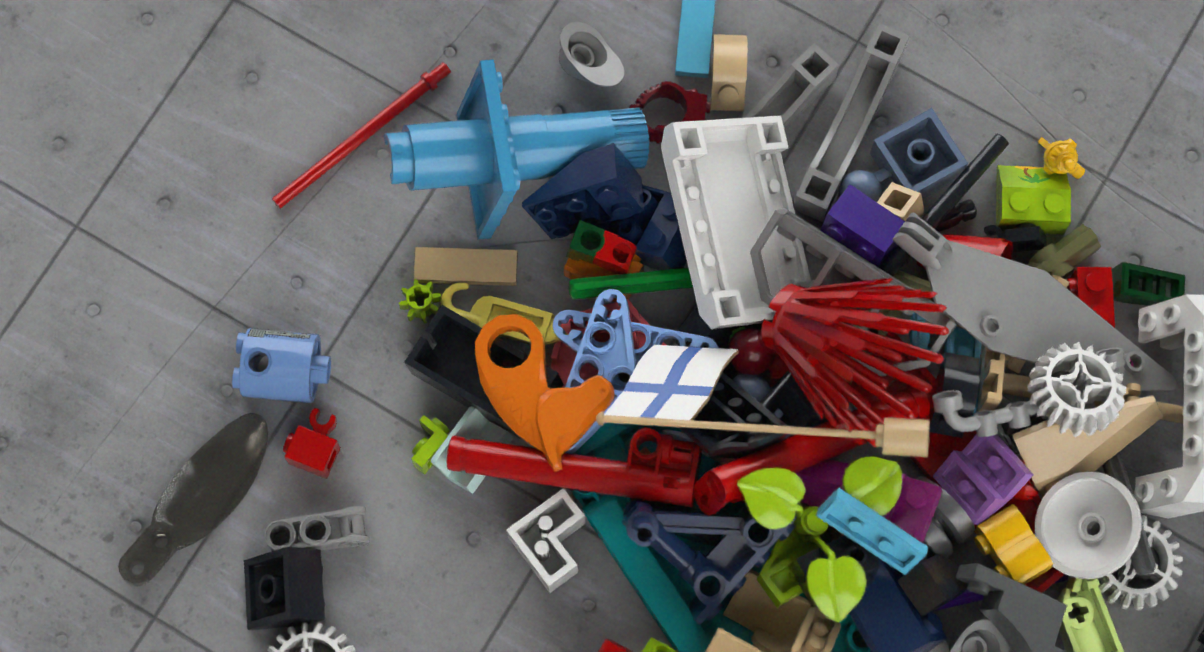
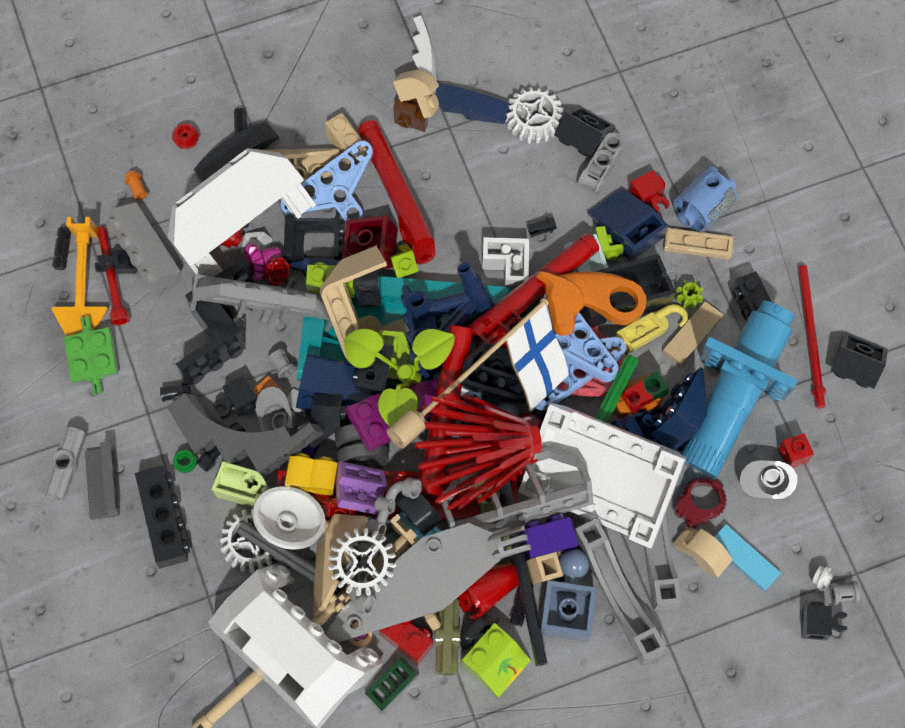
camera: 125 degrees right, 5 degrees down
(200, 496) = (665, 126): clear smoke plant -> none
(338, 343) = (698, 243): none -> tan tile
(355, 60) = (859, 361): none -> black slope
(371, 224) = (749, 293): none -> black brick
(378, 439) = (630, 223): none -> dark blue slope
(464, 542) = (541, 227): none -> black pin
(529, 53) = (796, 450): none -> red brick
(872, 531) = (375, 388): medium azure tile -> none
(1061, 158) = (504, 692): yellow piece -> none

